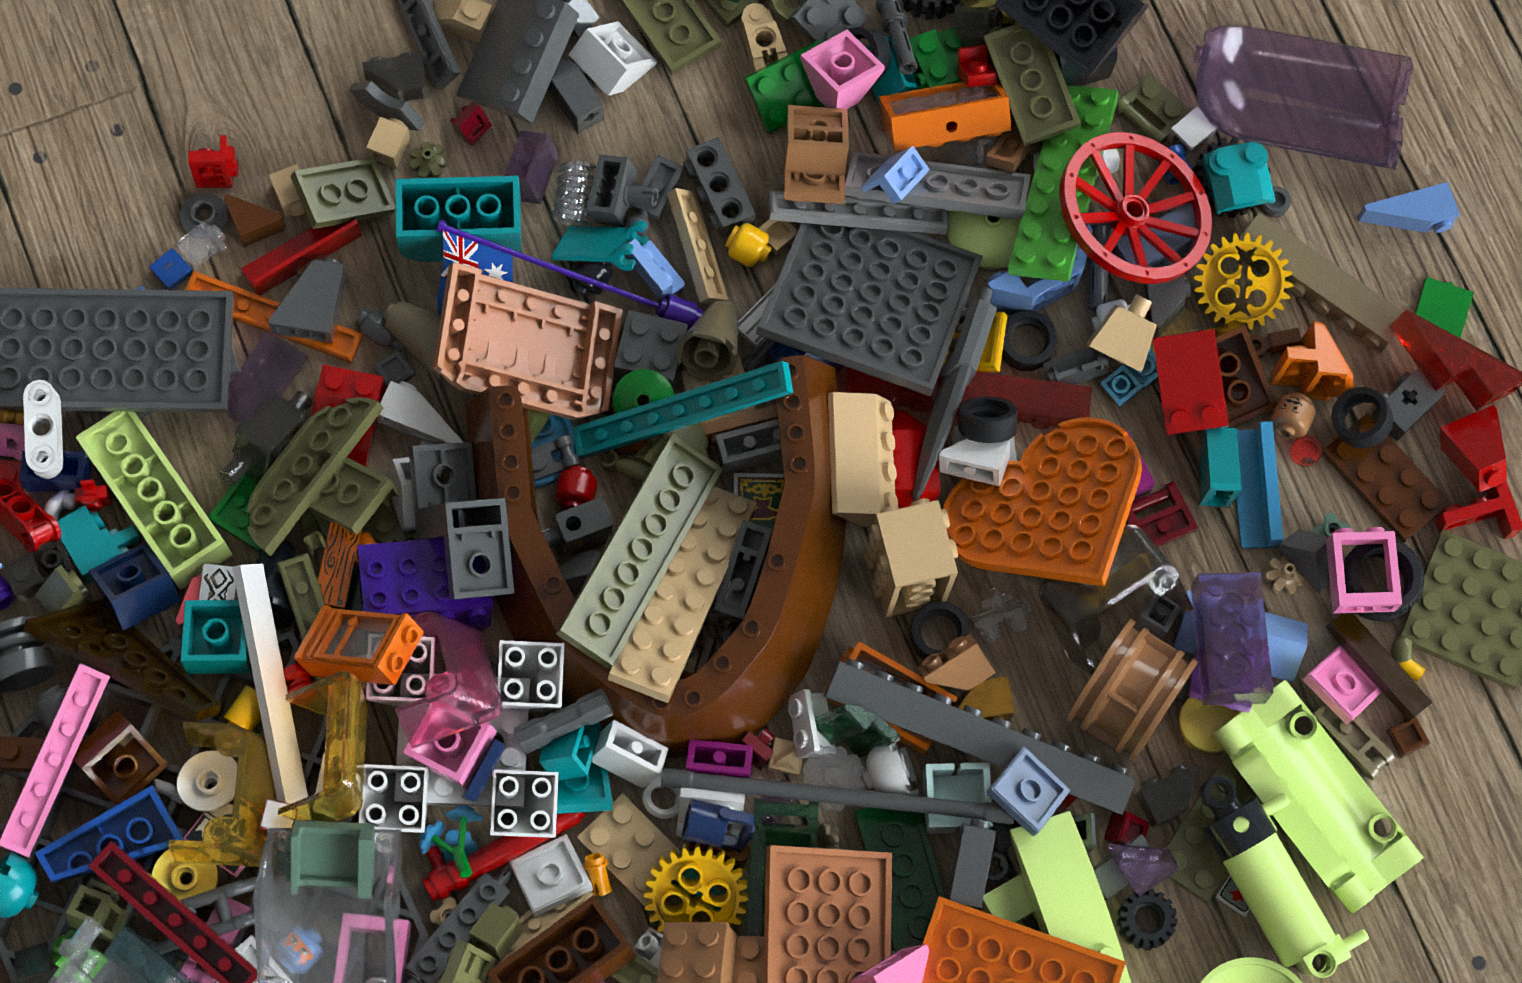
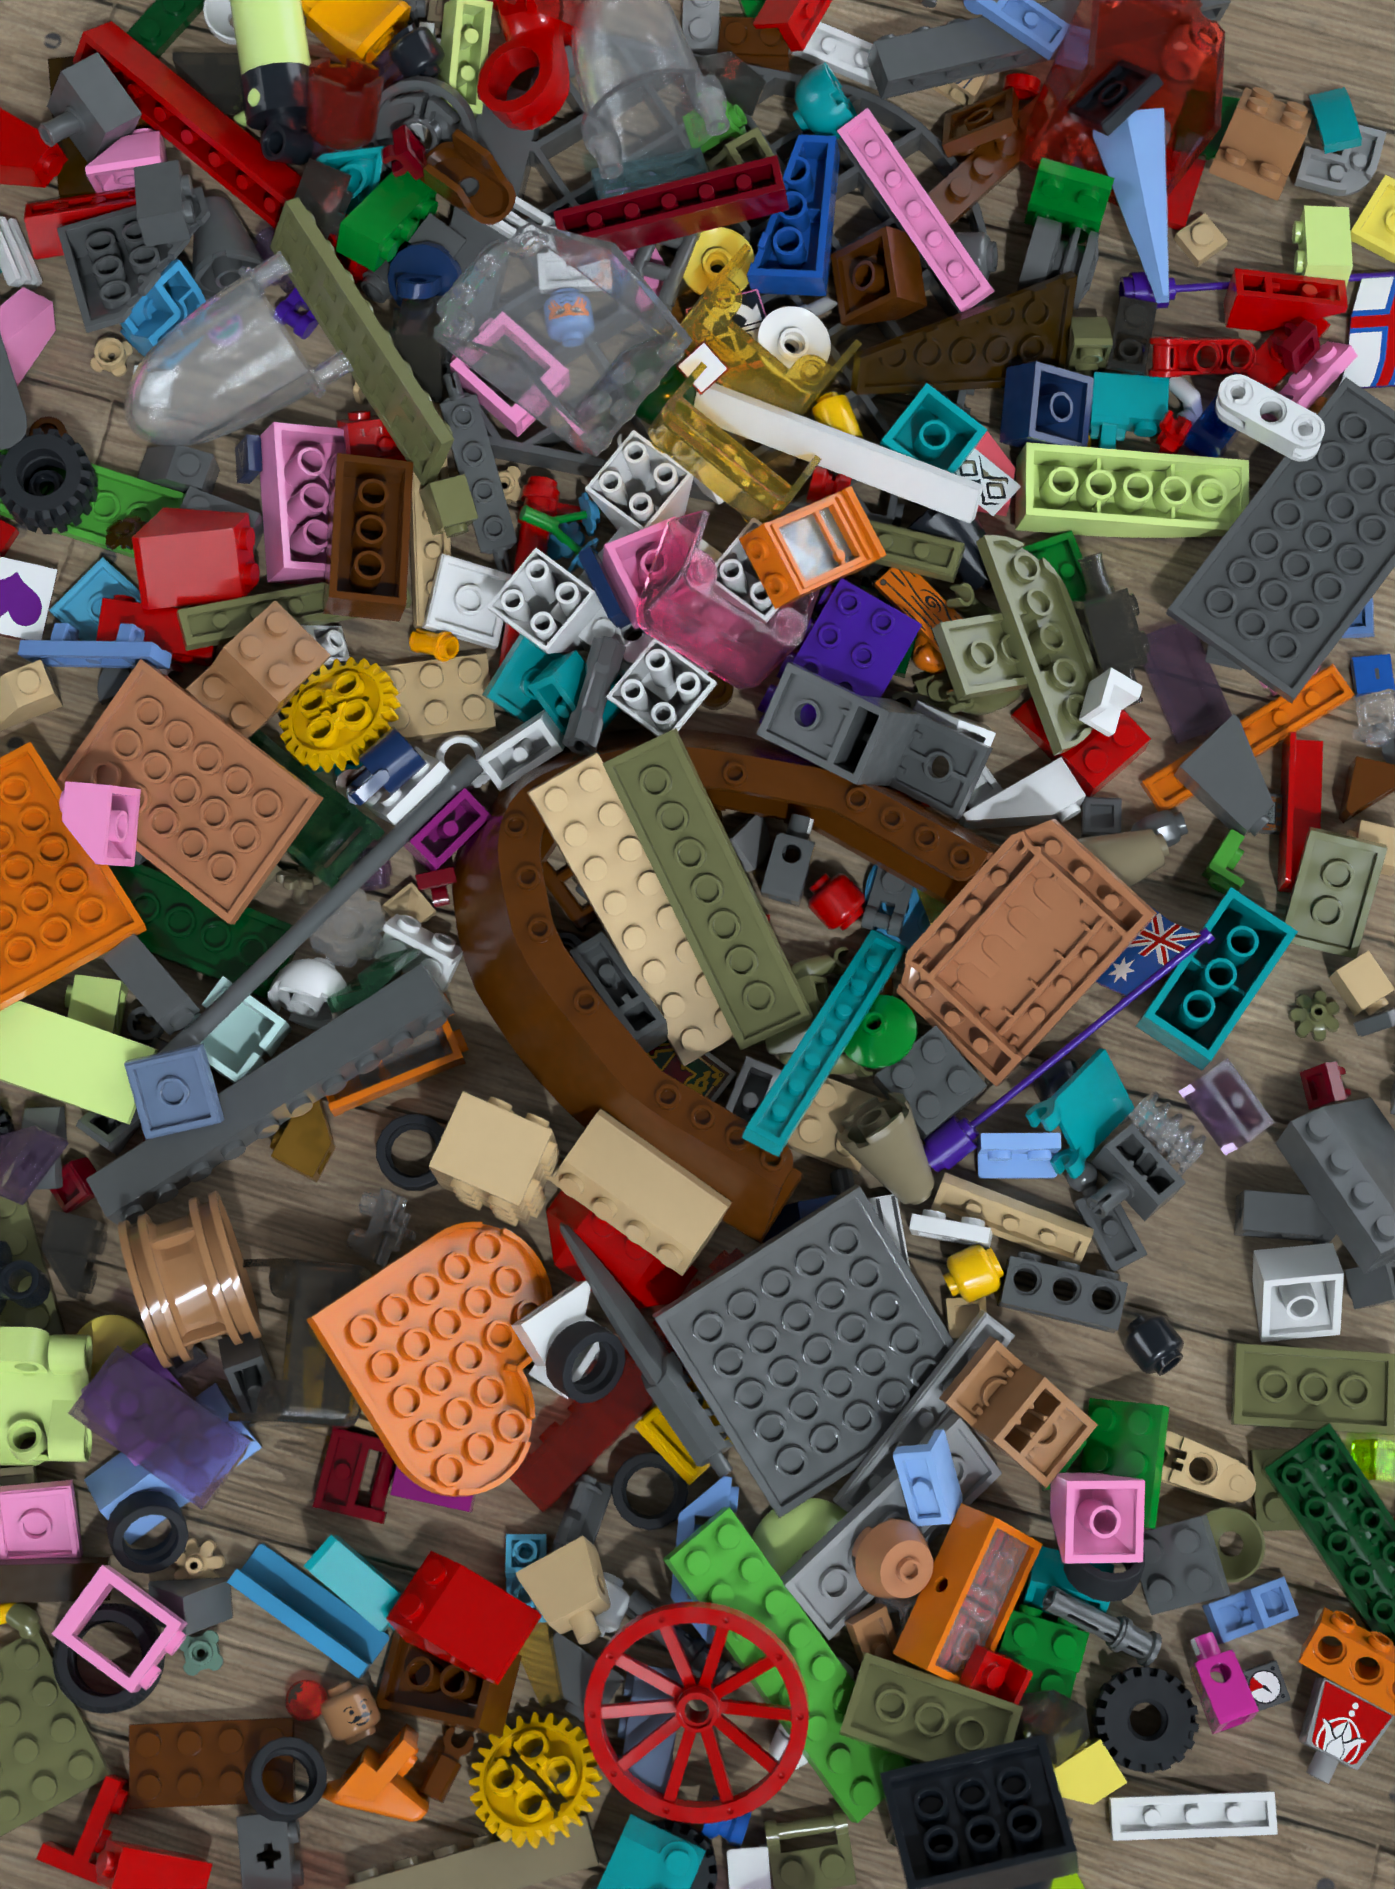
camera: 135 degrees right, 5 degrees up
(320, 405) = (1106, 699): none -> white panel
(331, 855) = (622, 378): sand green panel -> none
(367, 276) = (1226, 856): none -> bright green bracket
(709, 115) = (1153, 1344): none -> black head
(726, 264) = (934, 1226): none -> white plate
(957, 666) = (359, 1133): medium nougat slope -> none
(958, 164) = (892, 1559): none -> nougat cone
(1297, 597) = (153, 1558): none -> black tyre

